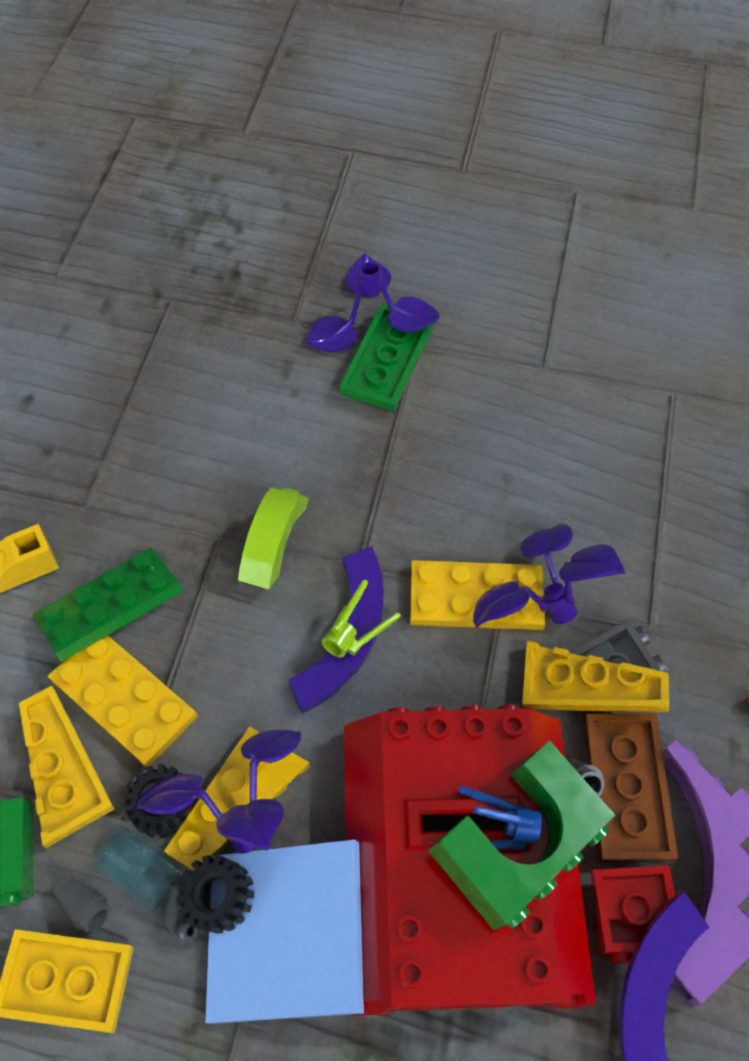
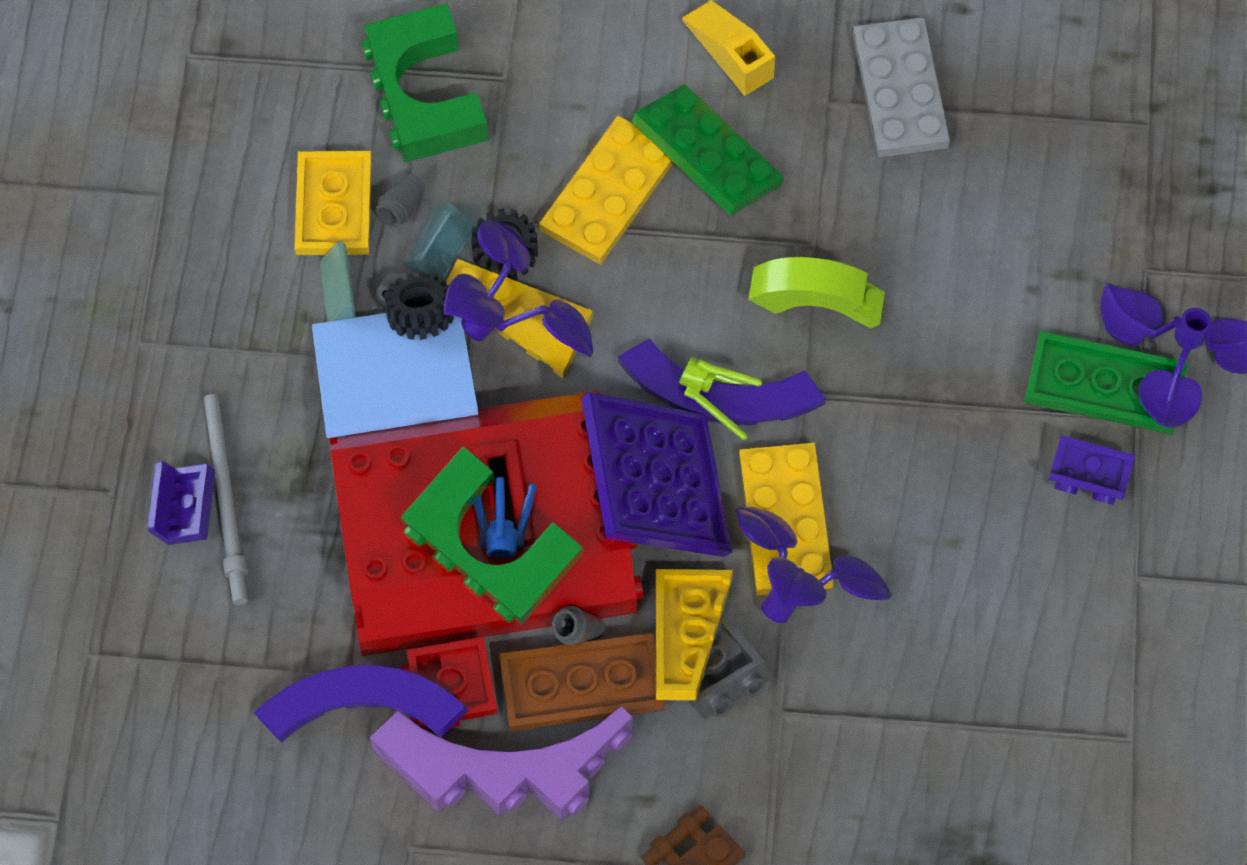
camera: 85 degrees right, 5 degrees up
(62, 773) = (518, 157): yellow wing -> none
(87, 450) = (900, 87): none -> light grey plate
(165, 986) = (337, 284): none -> sand green slope
(446, 684) = (656, 475): none -> dark purple tile
(461, 375) = (1091, 469): none -> dark purple bracket

